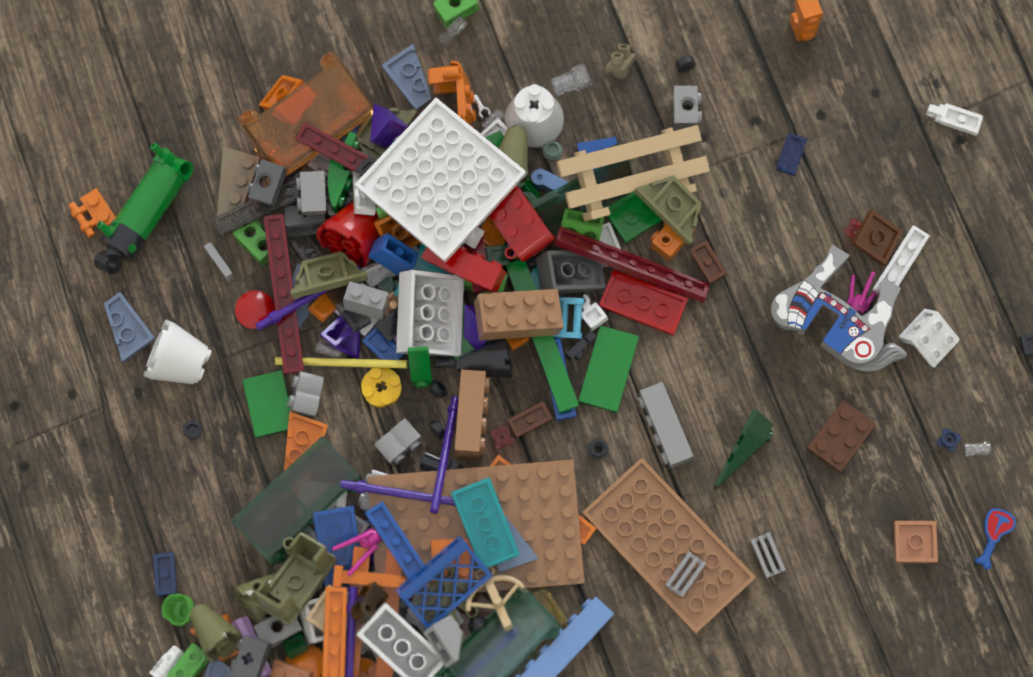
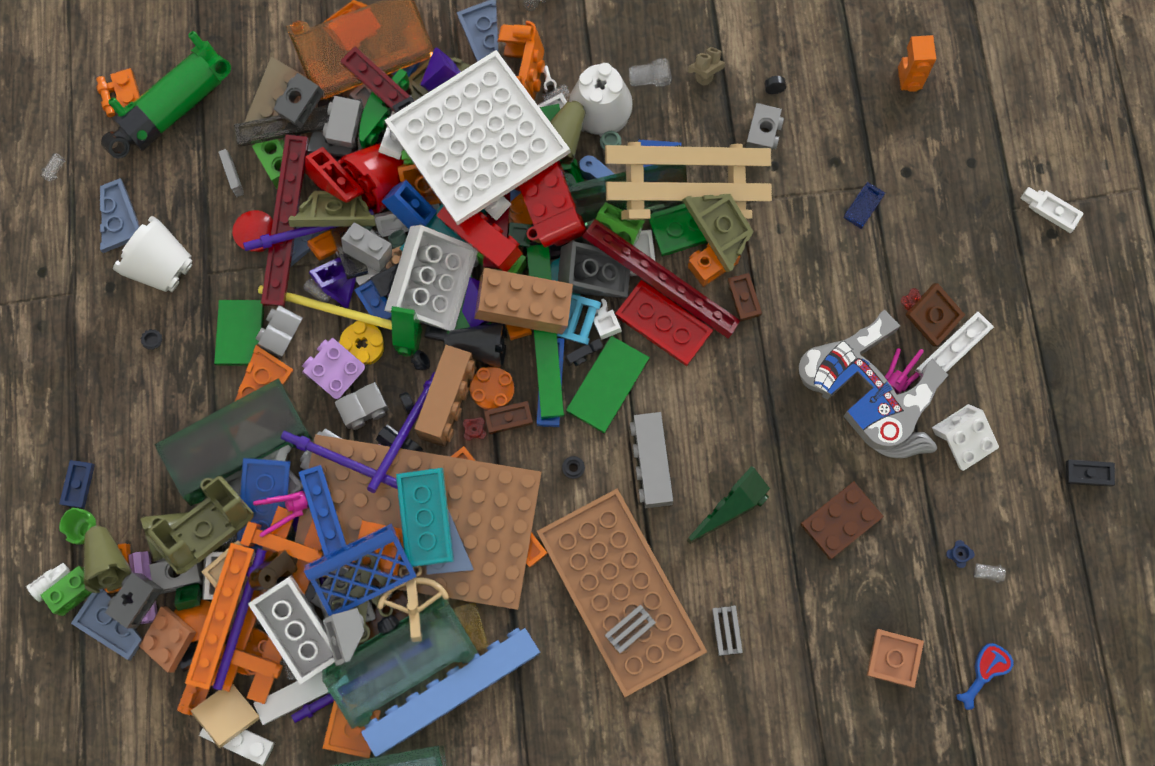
camera: 15 degrees right, 0 degrees up
(53, 297) = (53, 166): none -> clear pin
(315, 244) = (331, 176): none -> red slope
(363, 414) = (333, 368): none -> lavender bracket
(508, 397) = (491, 388): none -> orange dish

